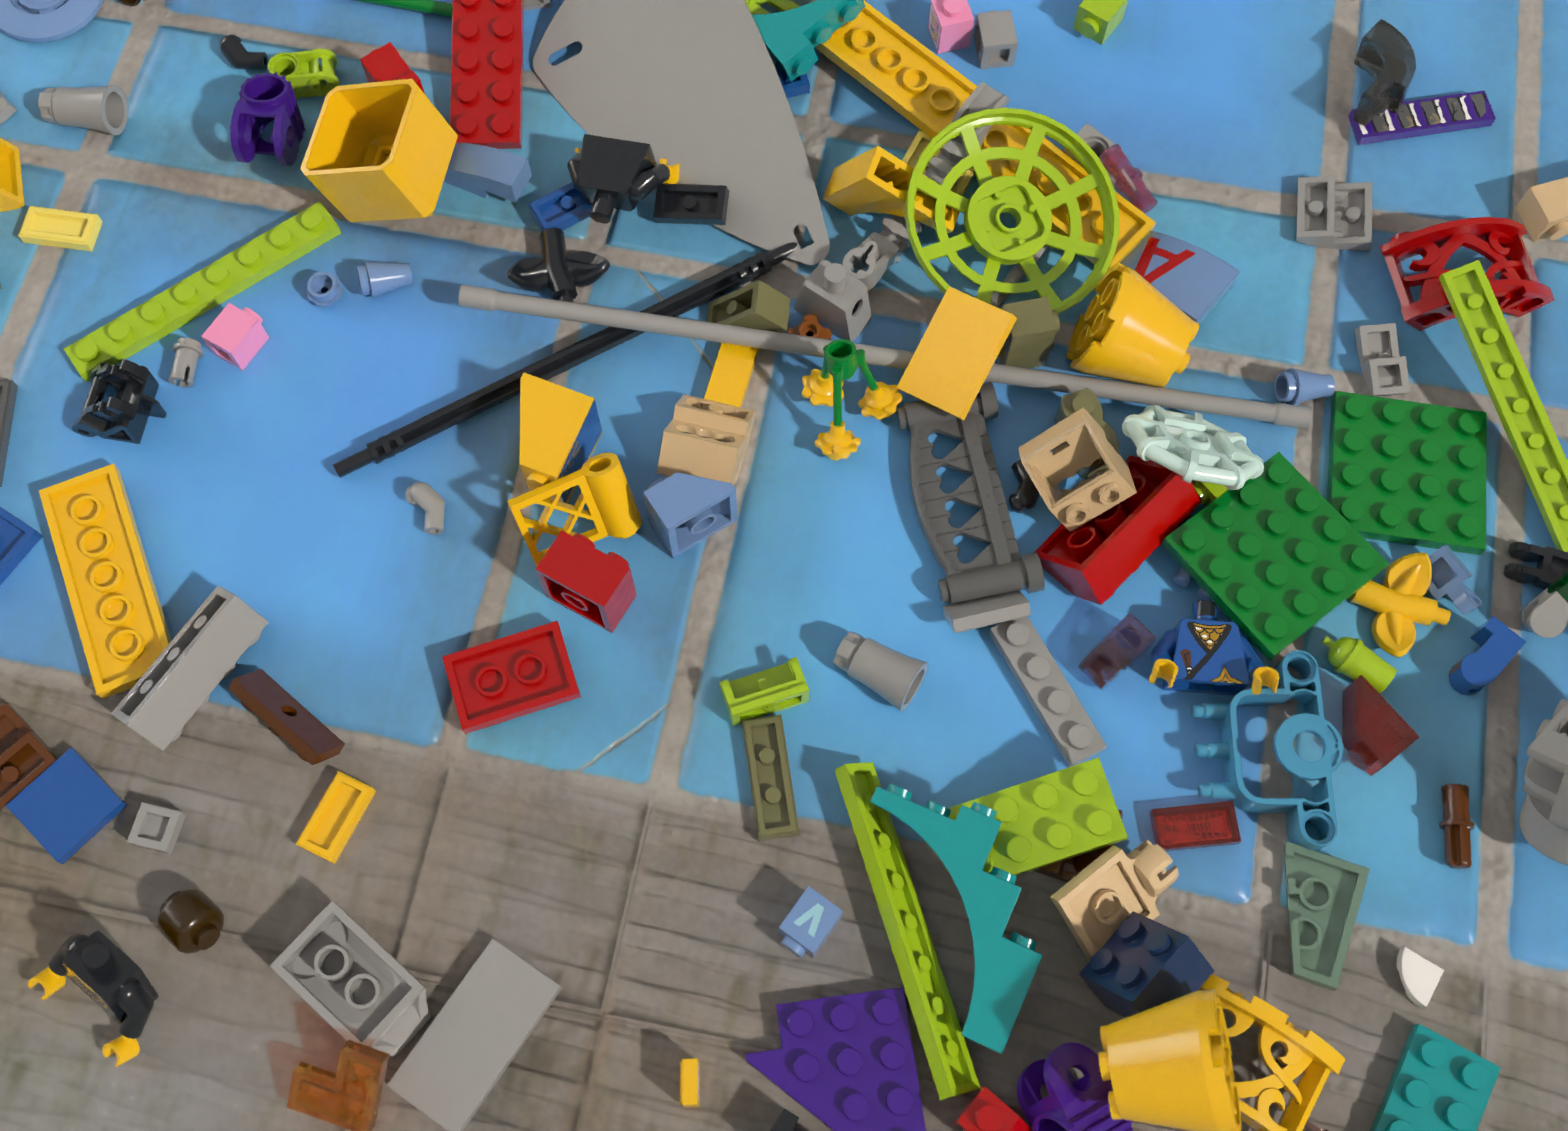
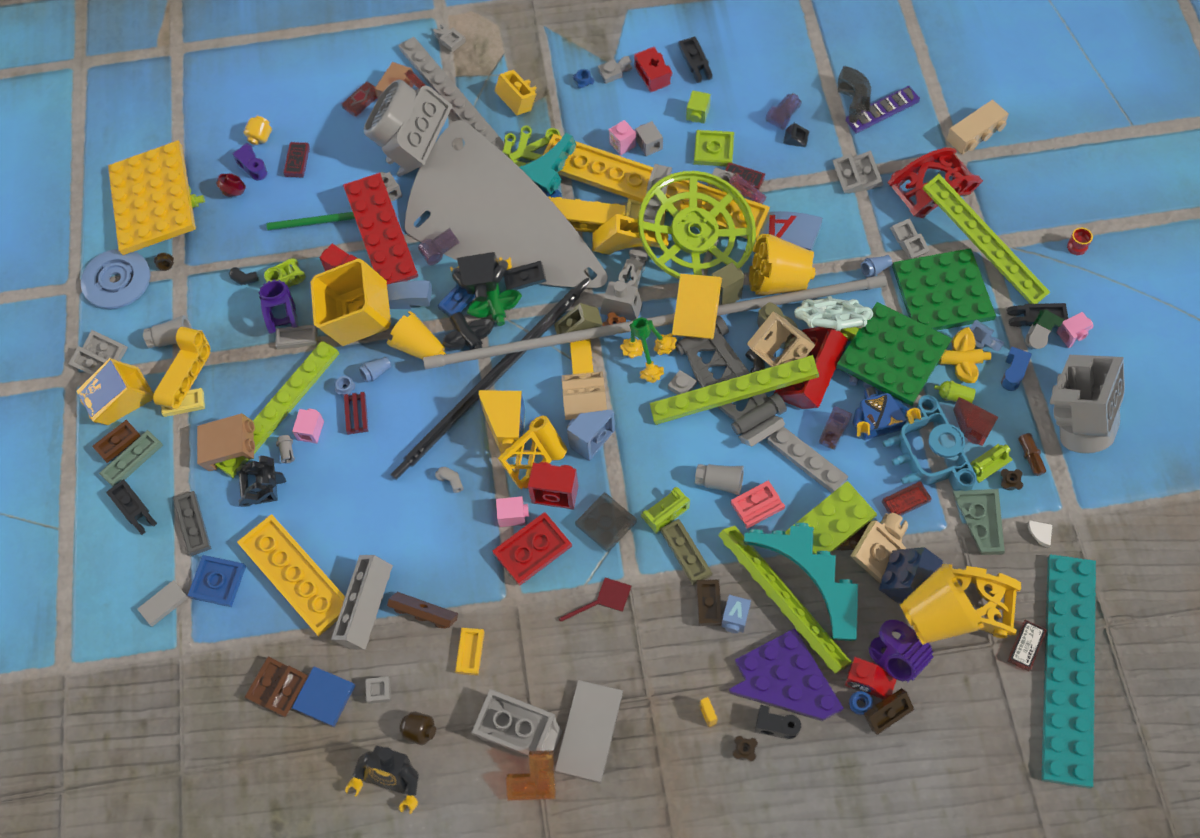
camera: 15 degrees left, 5 degrees down
(80, 174) = (184, 369): none -> yellow beam
(90, 315) = (225, 440): none -> medium nougat panel
(280, 182) = (296, 337): none -> light grey tile
(319, 313) = (354, 397): none -> dark red tile
(465, 246) = (414, 338): none -> yellow cone
(502, 600) = (511, 511): none -> bright pink brick
(563, 109) = (434, 249): none -> clear purple piece
(614, 808) = (611, 595): none -> dark red piece
(623, 236) = (495, 305): none -> green plant
(654, 676) = (606, 522): none -> clear smoke plate
(771, 884) = (709, 603): none -> dark brown plate
(835, 133) = (587, 215): none -> yellow brick
(882, 480) = (682, 383): none -> light grey plate
(927, 739) = (757, 504): none -> coral plate
(967, 522) = (734, 390): none -> lime plate
(1100, 91) = (713, 148): none -> lime tile
(1140, 155) = (748, 174): none -> tile
(1238, 70) = (781, 115): none -> clear purple piece
(1251, 115) = (796, 135): none -> black slope
(1375, 812) = (991, 461): none -> lime hinge
(1393, 866) = (1007, 484): none -> dark brown plate

